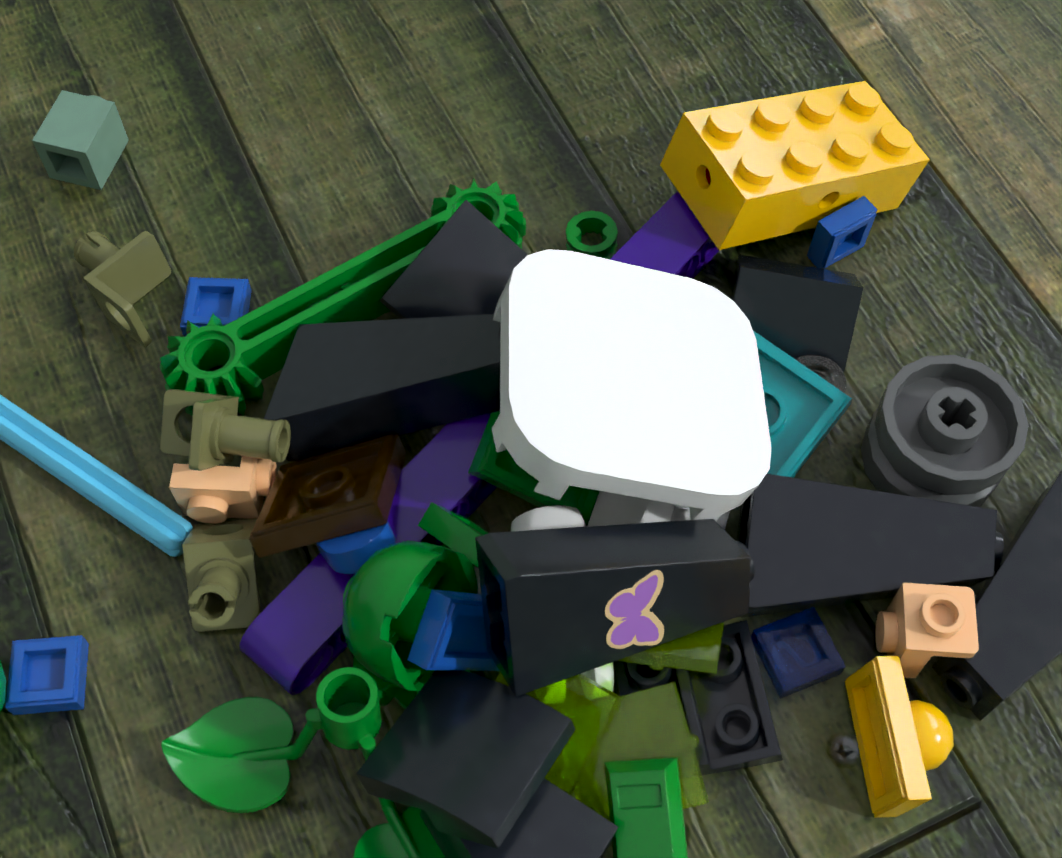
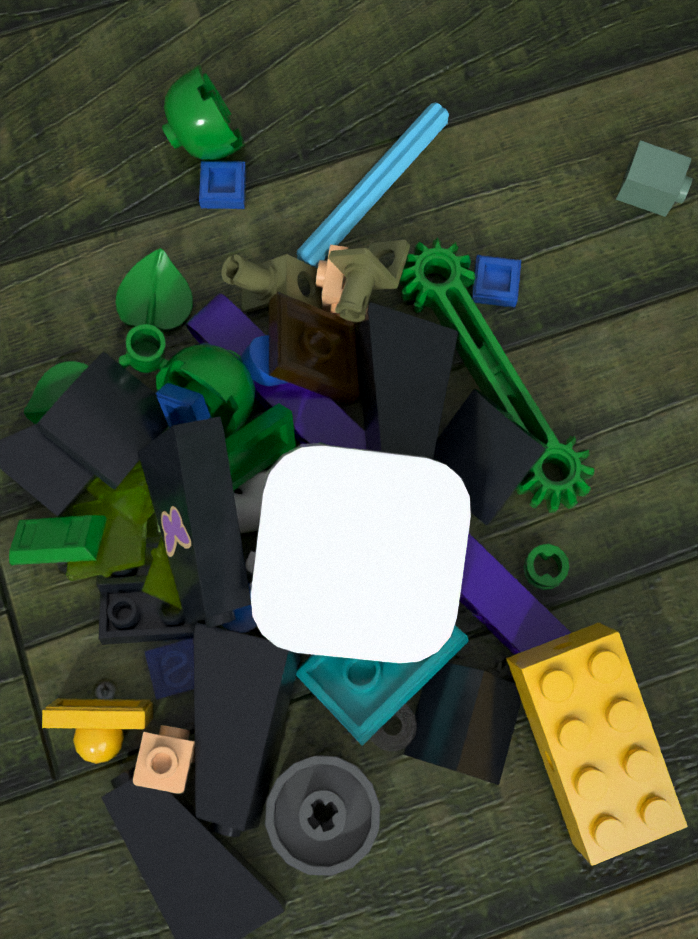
camera: 95 degrees right, 15 degrees up
(122, 277) = (518, 212): olive bracket -> none
(841, 233) = (533, 778): blue tile -> none

